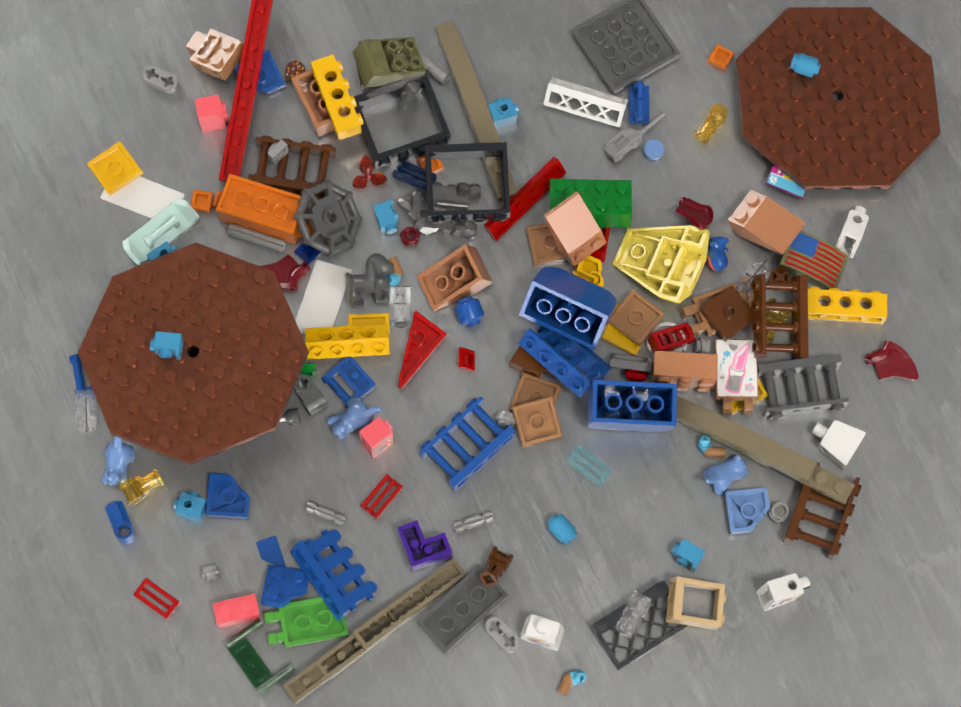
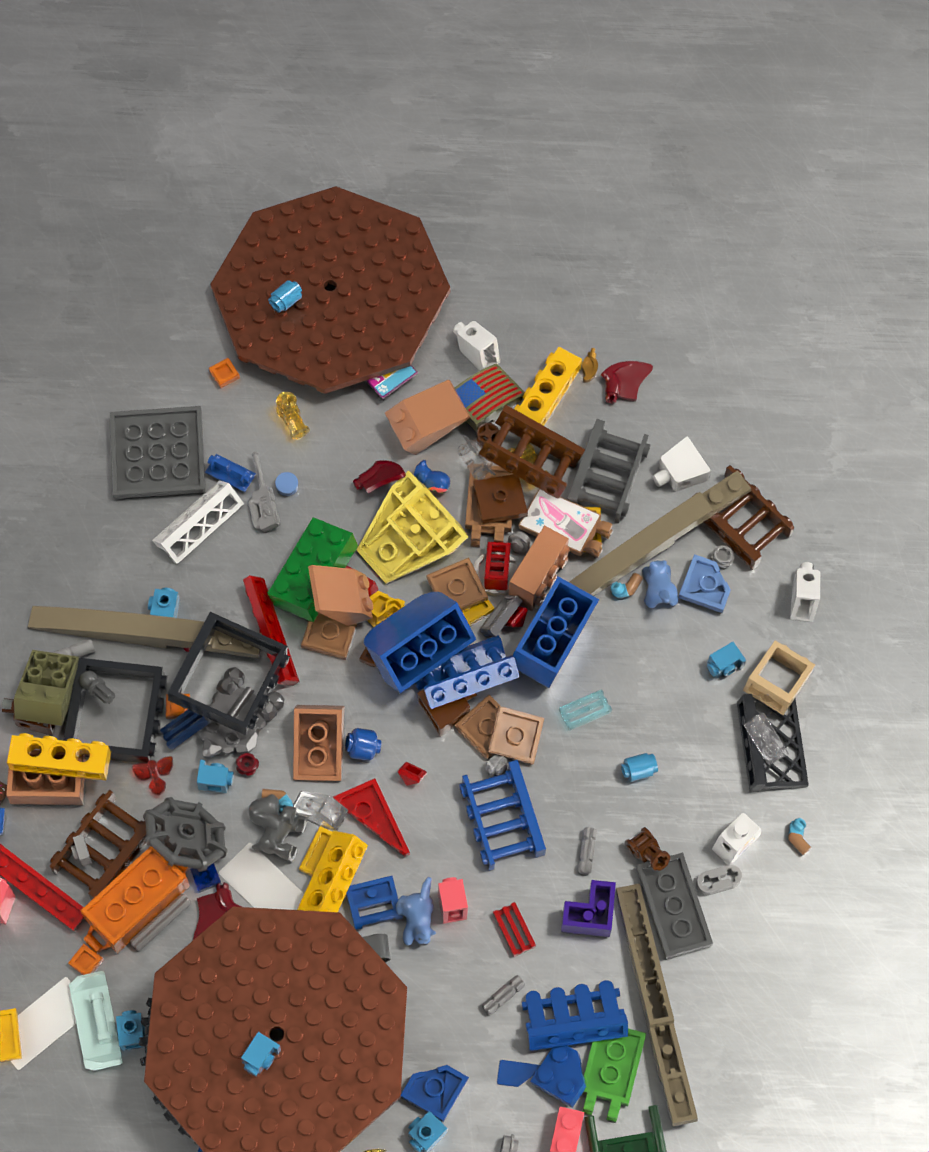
camera: 65 degrees left, 5 degrees down
(889, 329) = (590, 366): none -> pearl gold piece

